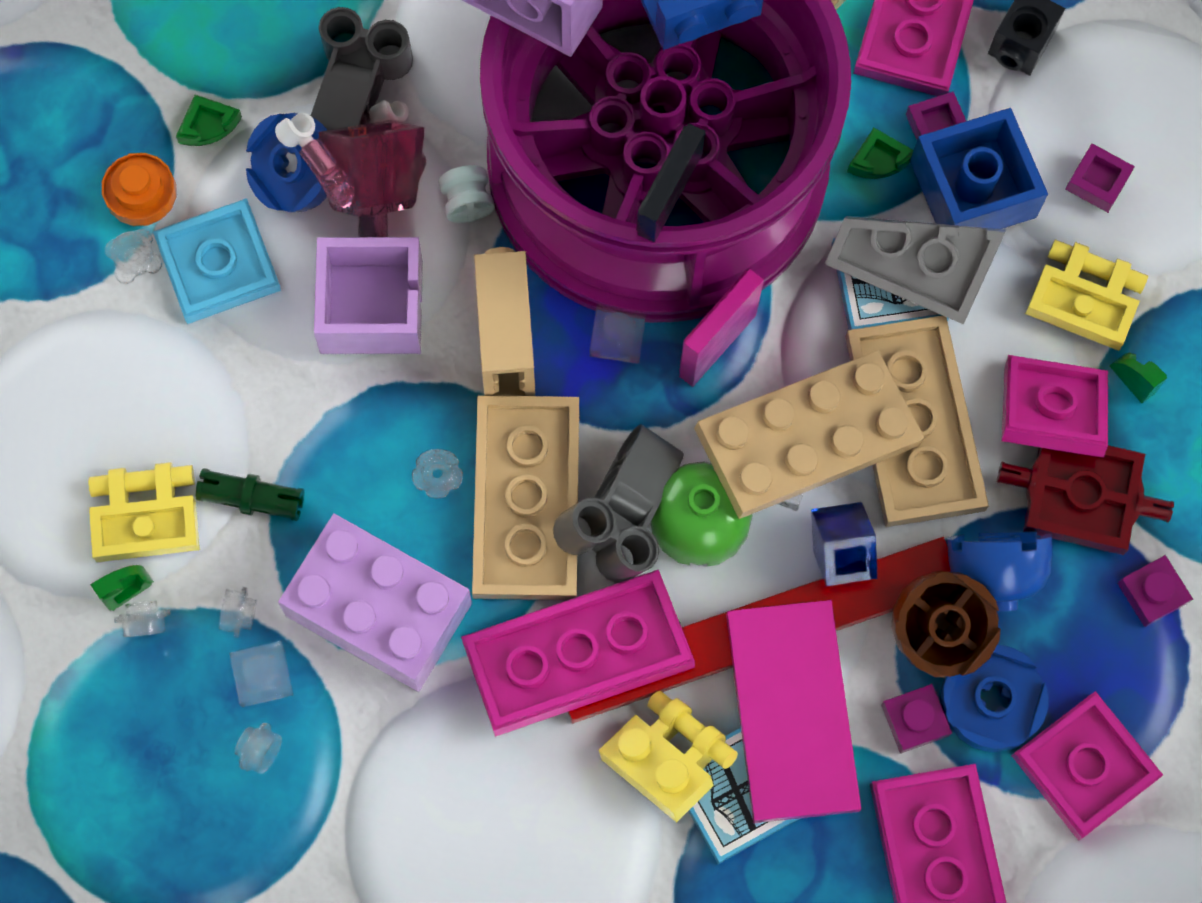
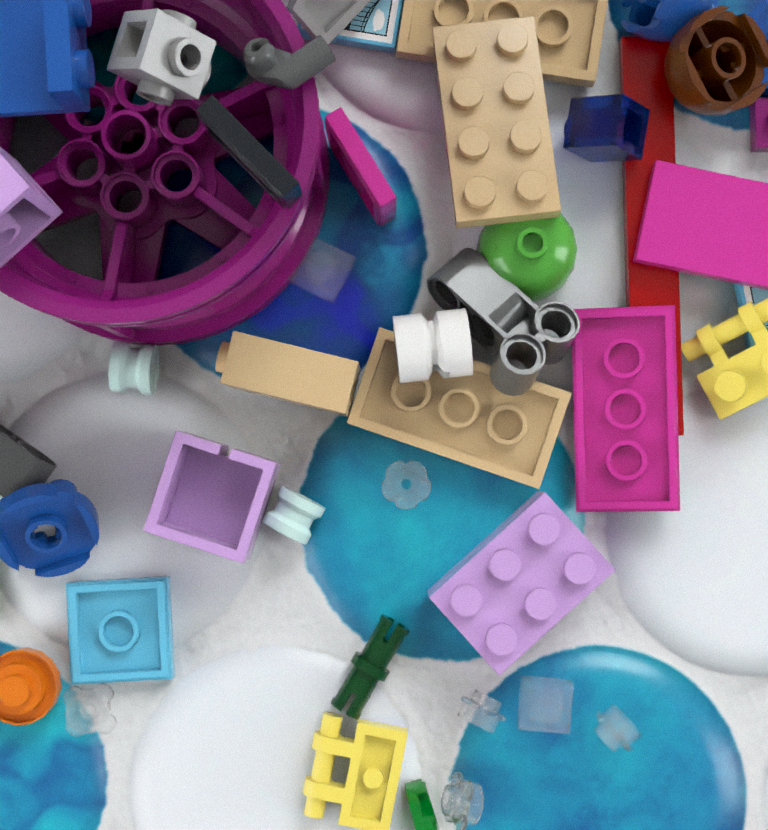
camera: 65 degrees left, 15 degrees up
(364, 166) = (79, 459): clear pink torso -> none
(374, 377) = (293, 514): none -> light aqua wheel
(572, 434) = (433, 345): none -> white wheel
(726, 86) = (162, 55): none -> light grey brick
(757, 190) = (284, 68): none -> dark grey arm

